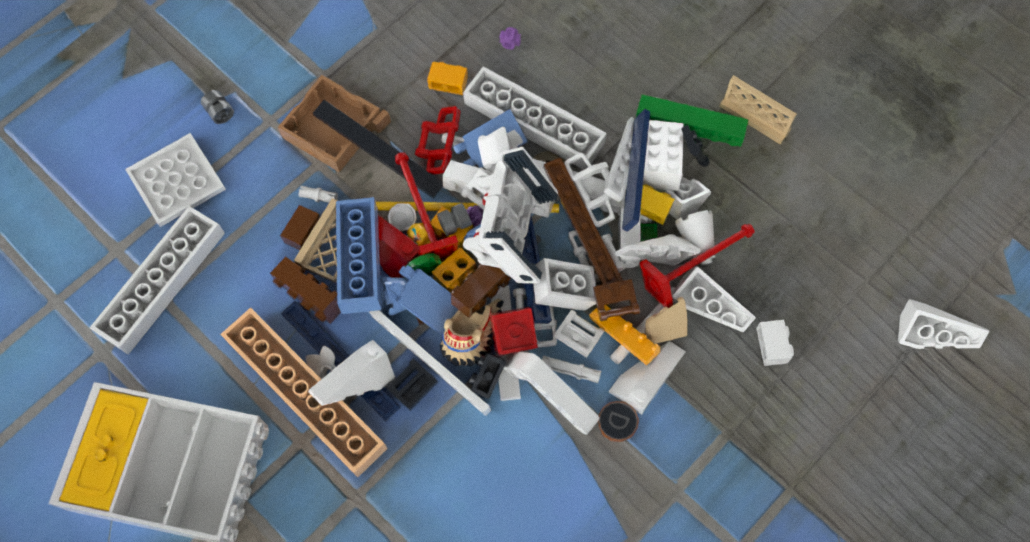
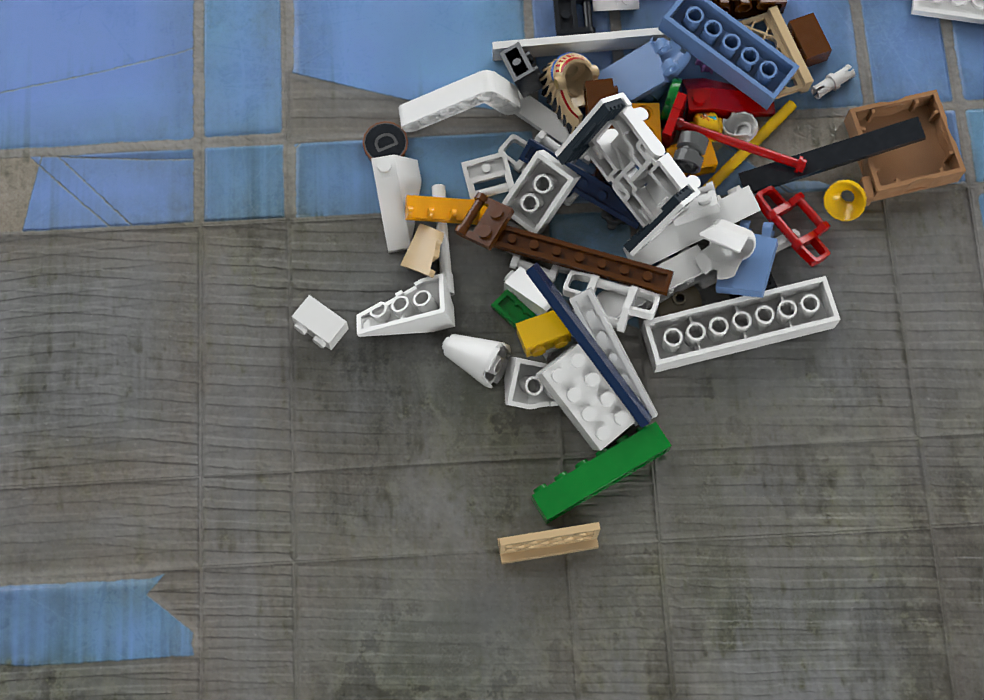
camera: 130 degrees right, 5 degrees up
(398, 124) = (842, 209): none -> yellow piece
(447, 78) = (861, 287): light orange brick -> none
(510, 38) = (858, 387): medium lavender gear -> none
(513, 331) = (538, 114): red container -> none
(575, 370) = (457, 148): white pin -> none
(659, 285) = (465, 269): red tile -> none
(663, 250) = (490, 311): white wedge -> none
(694, 144) = (574, 442): black plate -> none
(930, 327) = (201, 474): white wedge -> none

